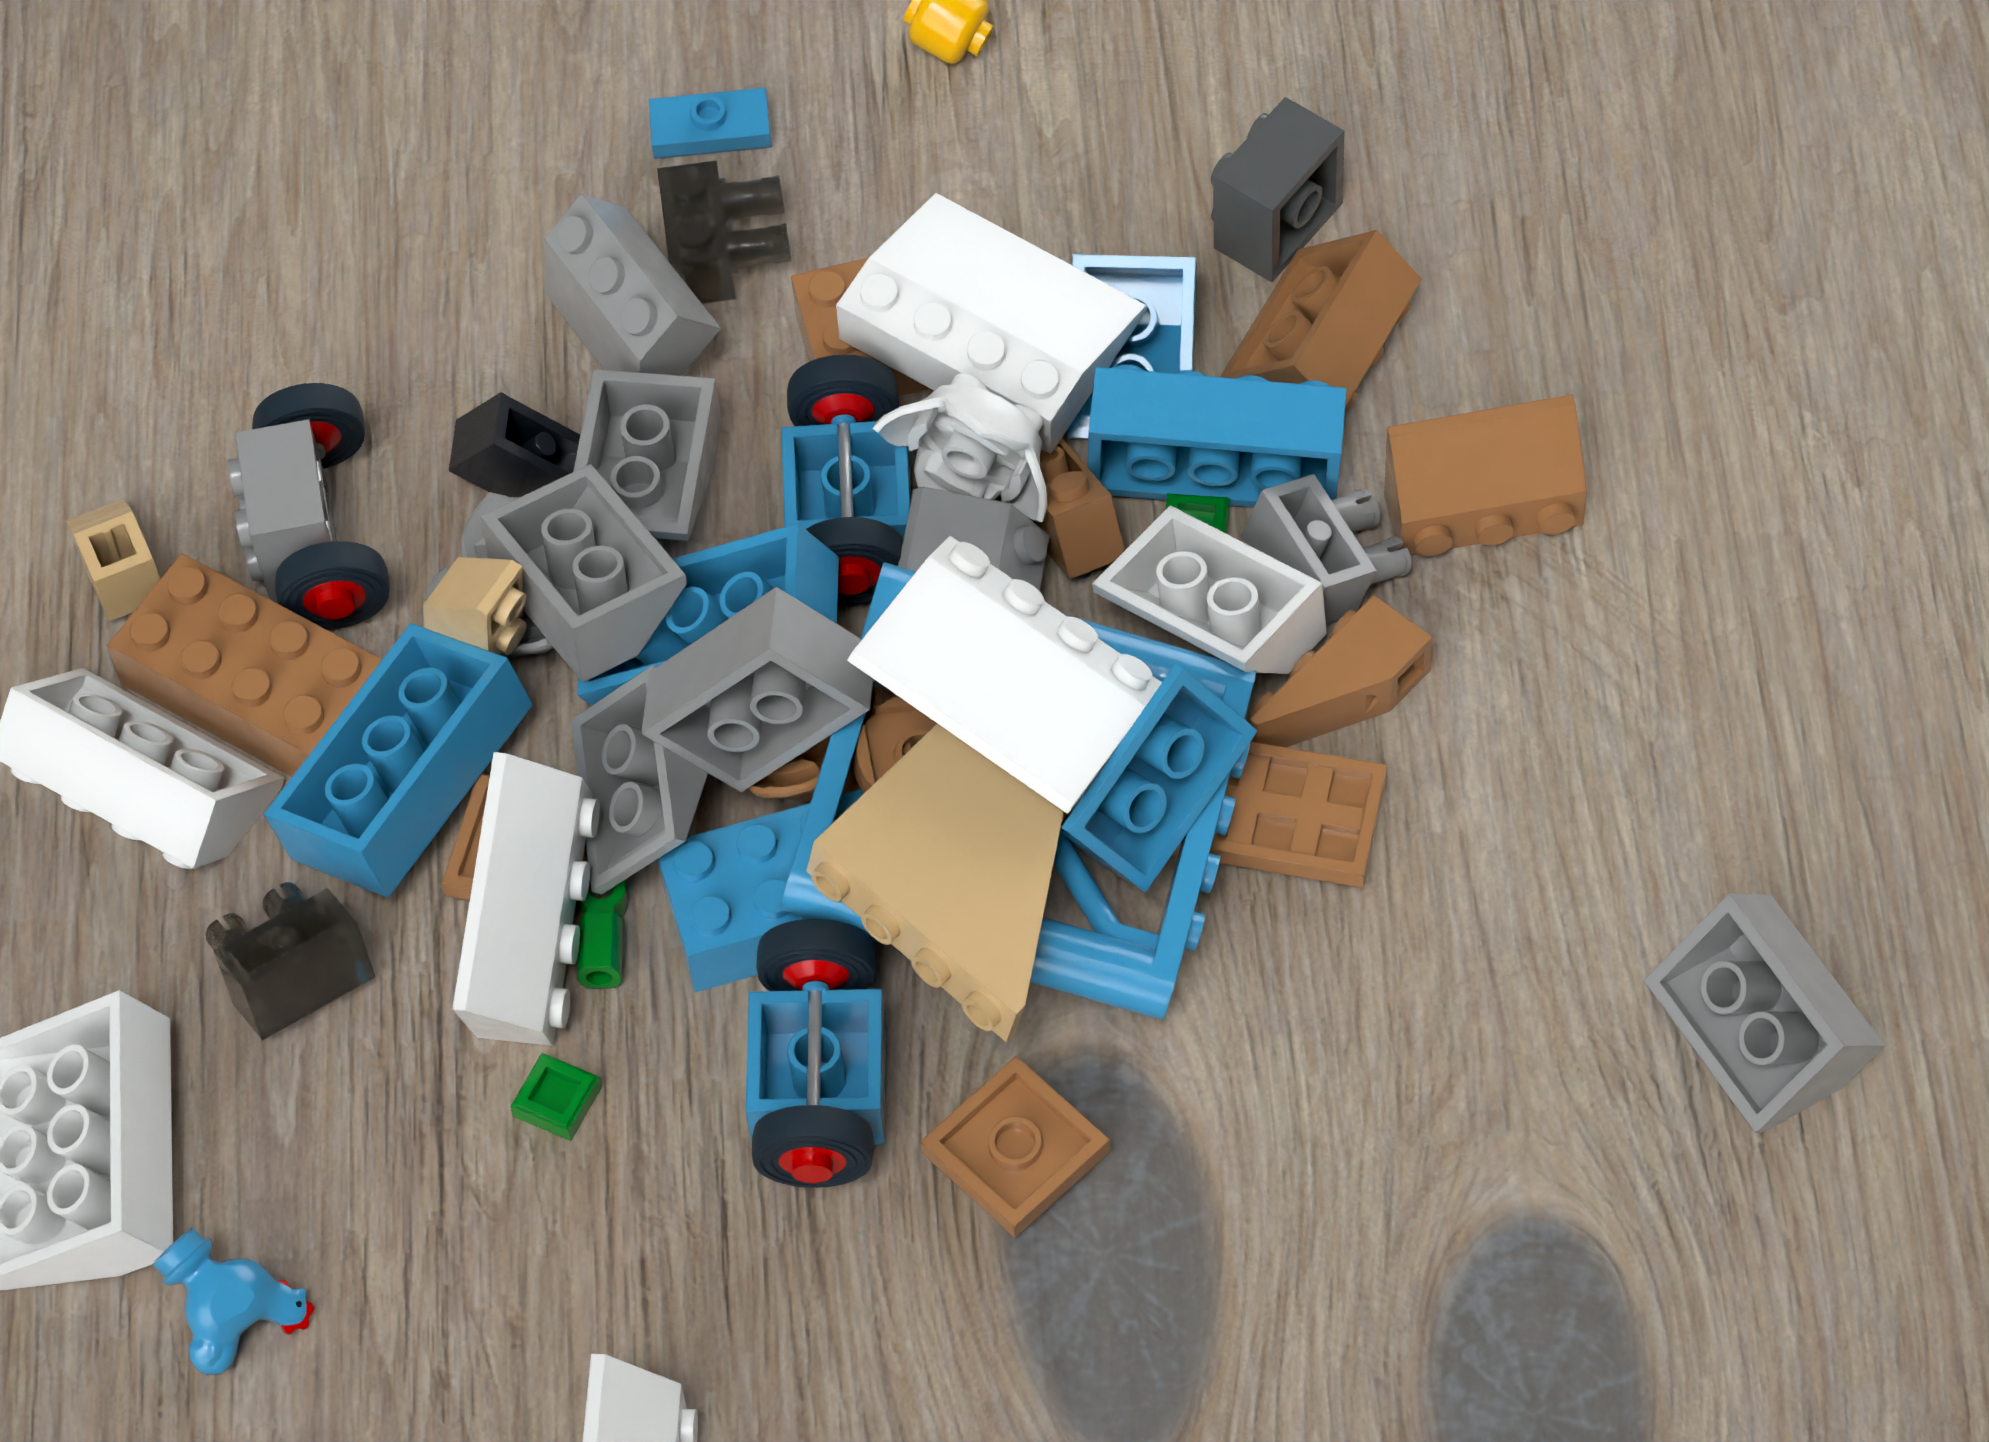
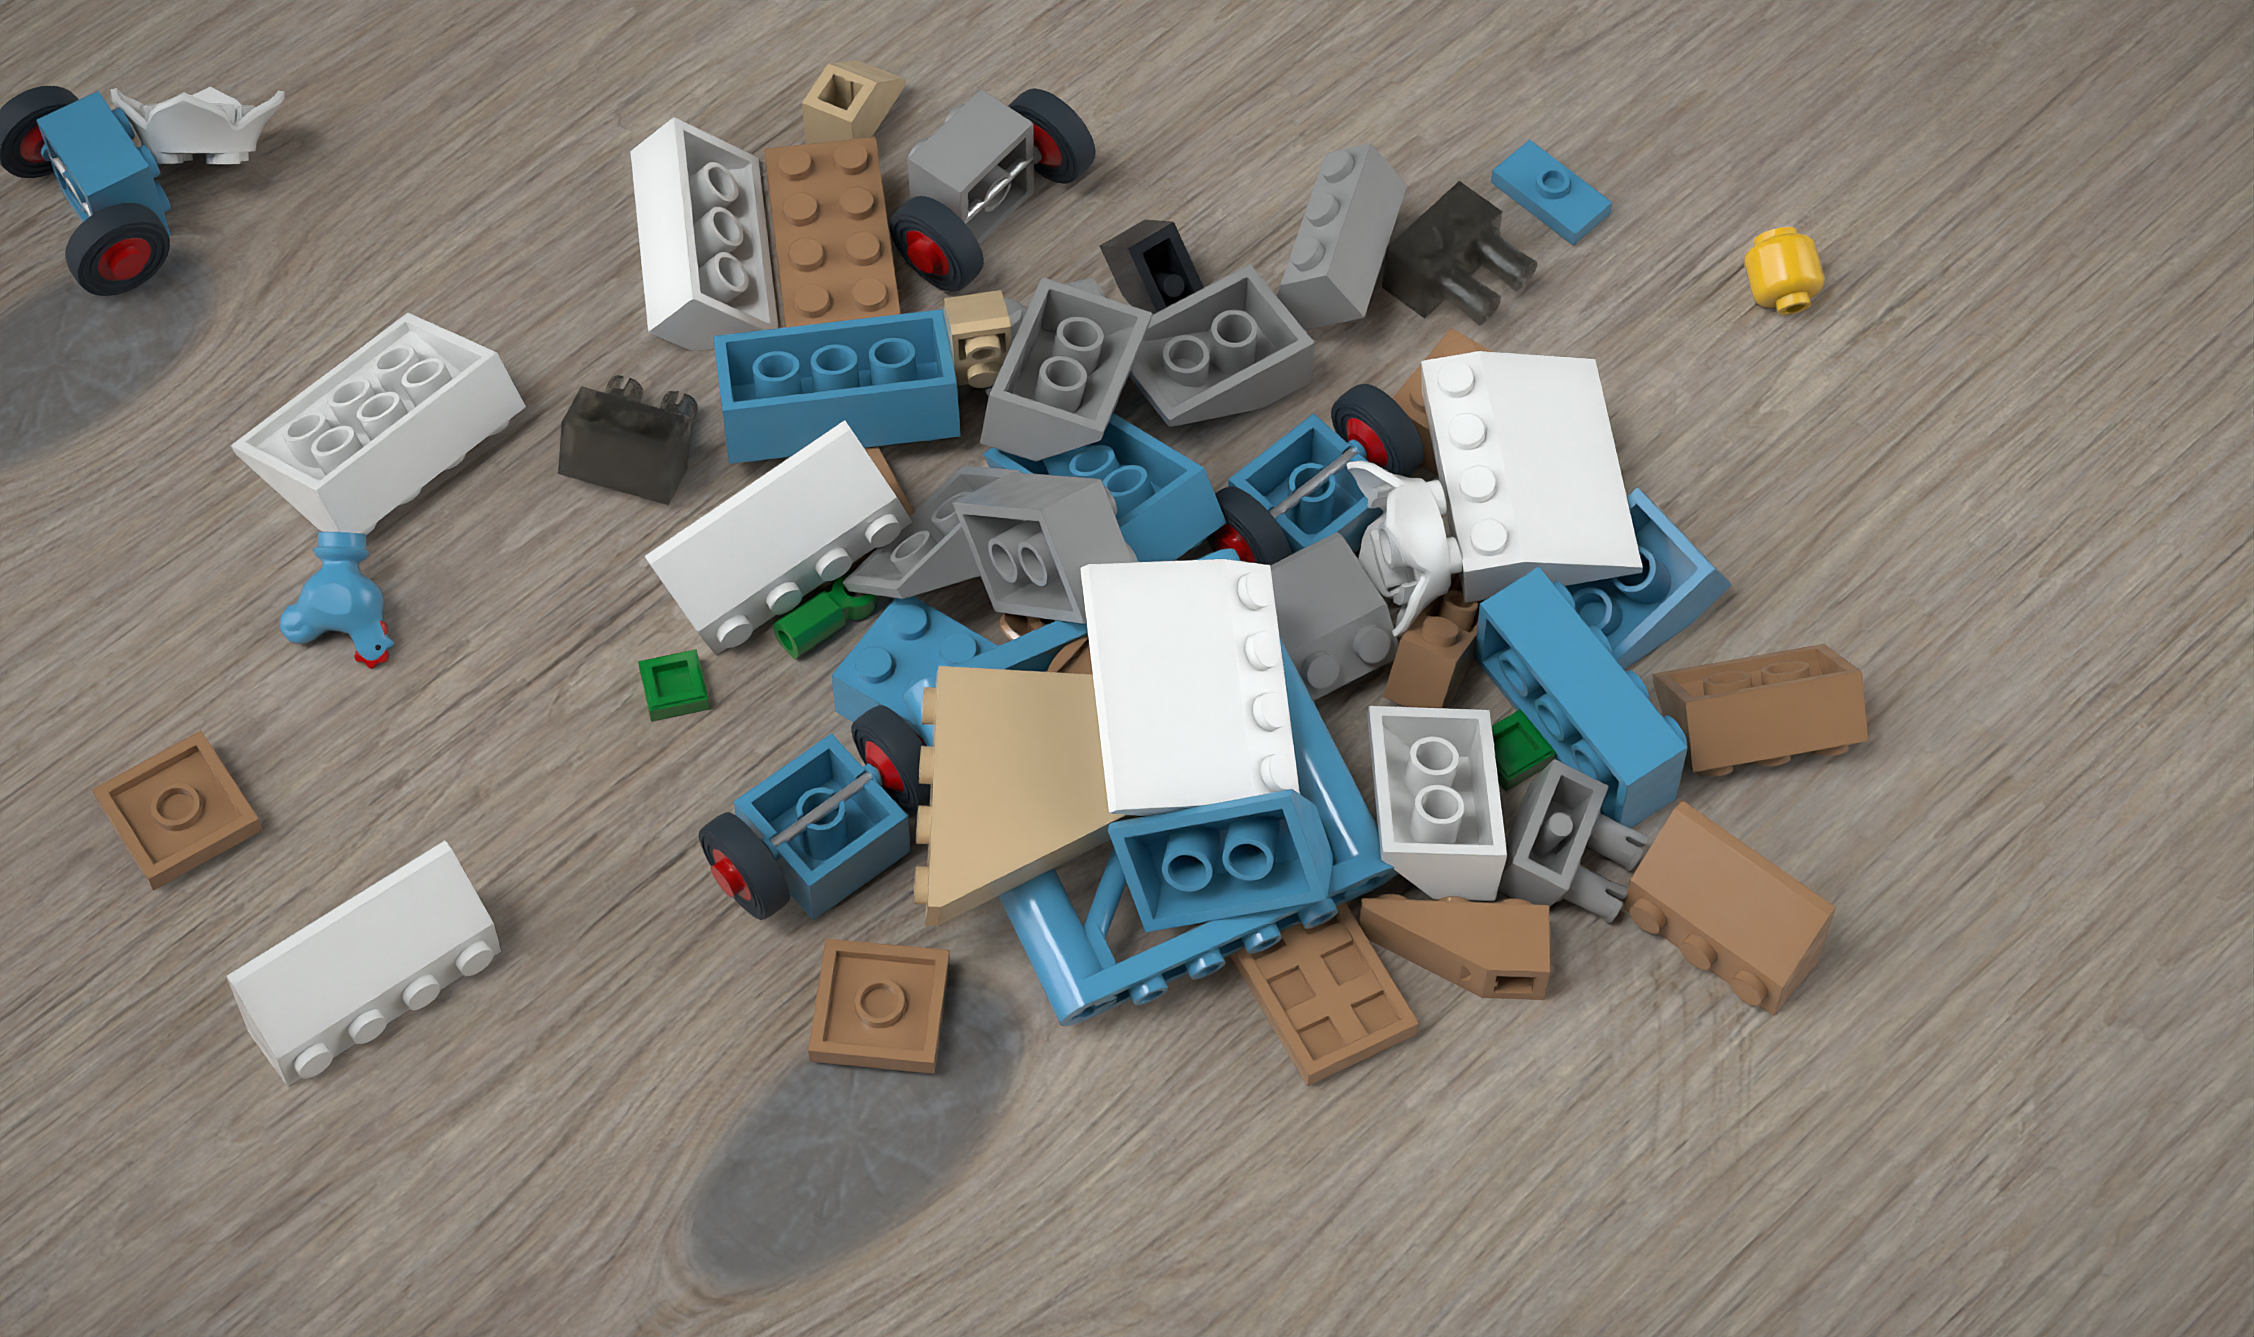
camera: 45 degrees right, 0 degrees up
(1277, 188) = (1844, 584): dark grey brick -> none

